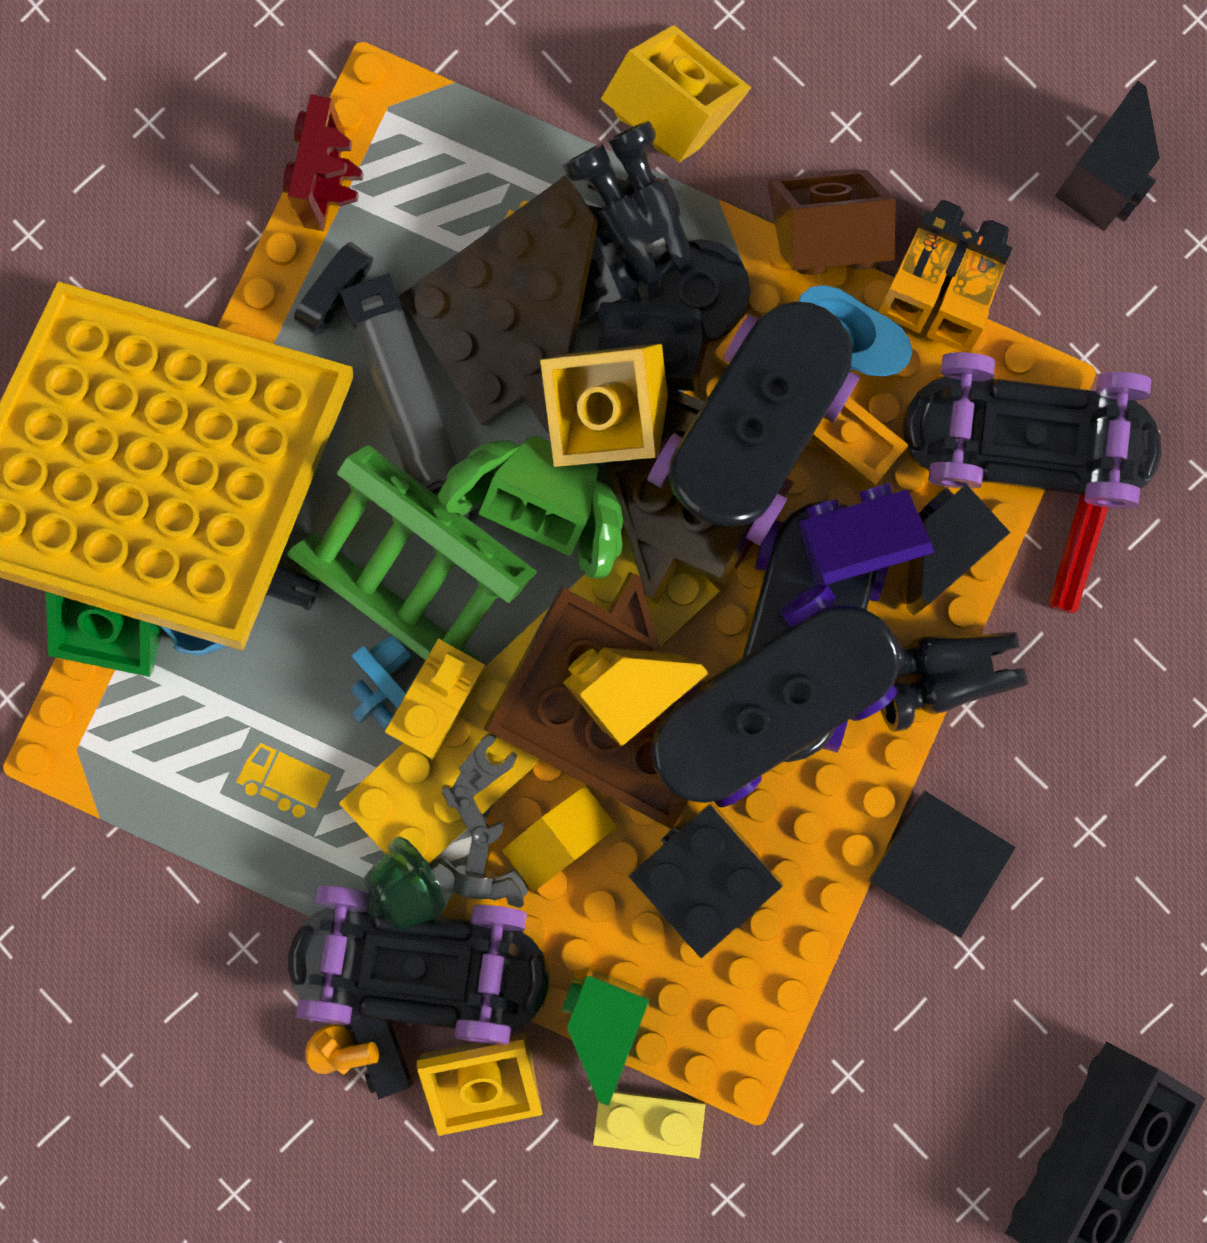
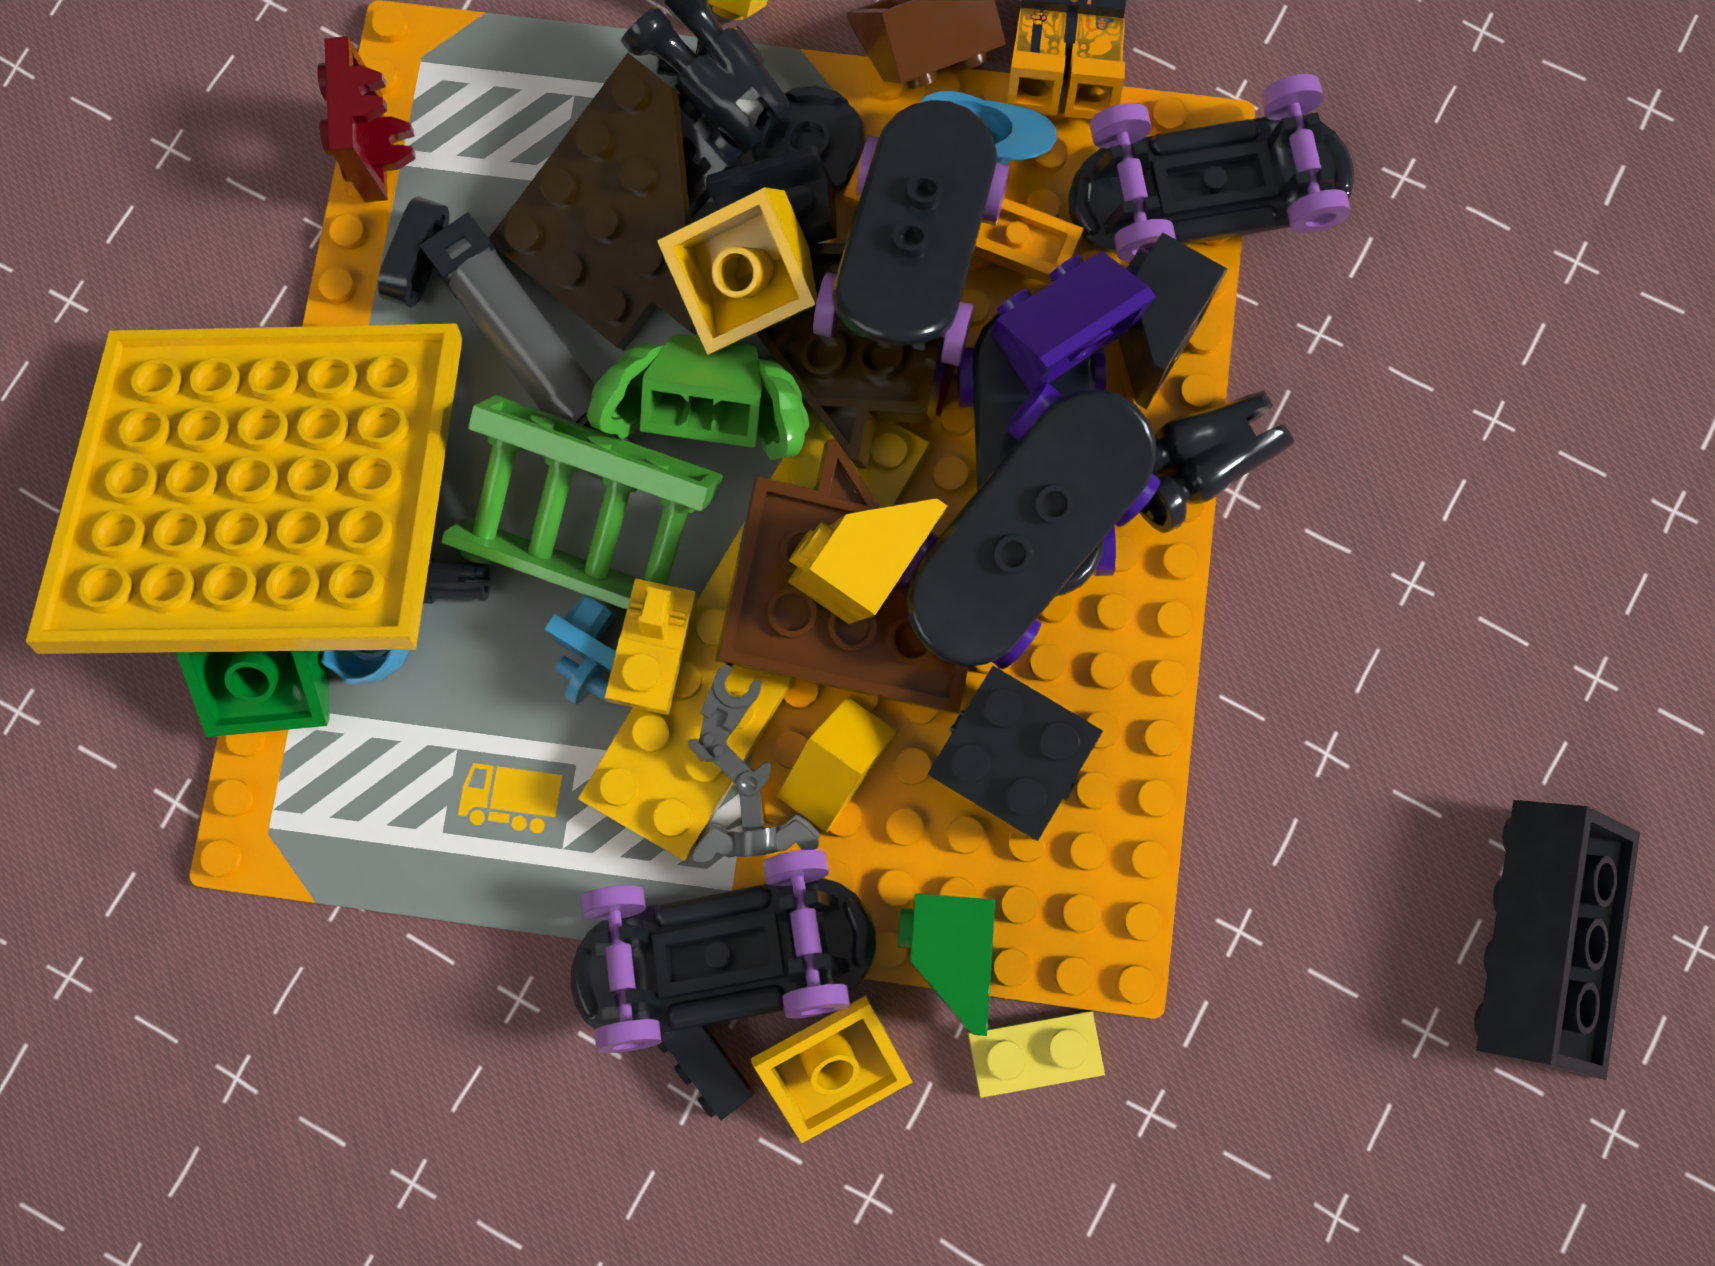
camera: 15 degrees left, 5 degrees down
(333, 1050) = (654, 1081): light orange plate -> none
(403, 887) = (678, 864): clear green piece -> none
(941, 864) = (1266, 664): black tile -> none
(1077, 557) = (1300, 295): red axle -> none

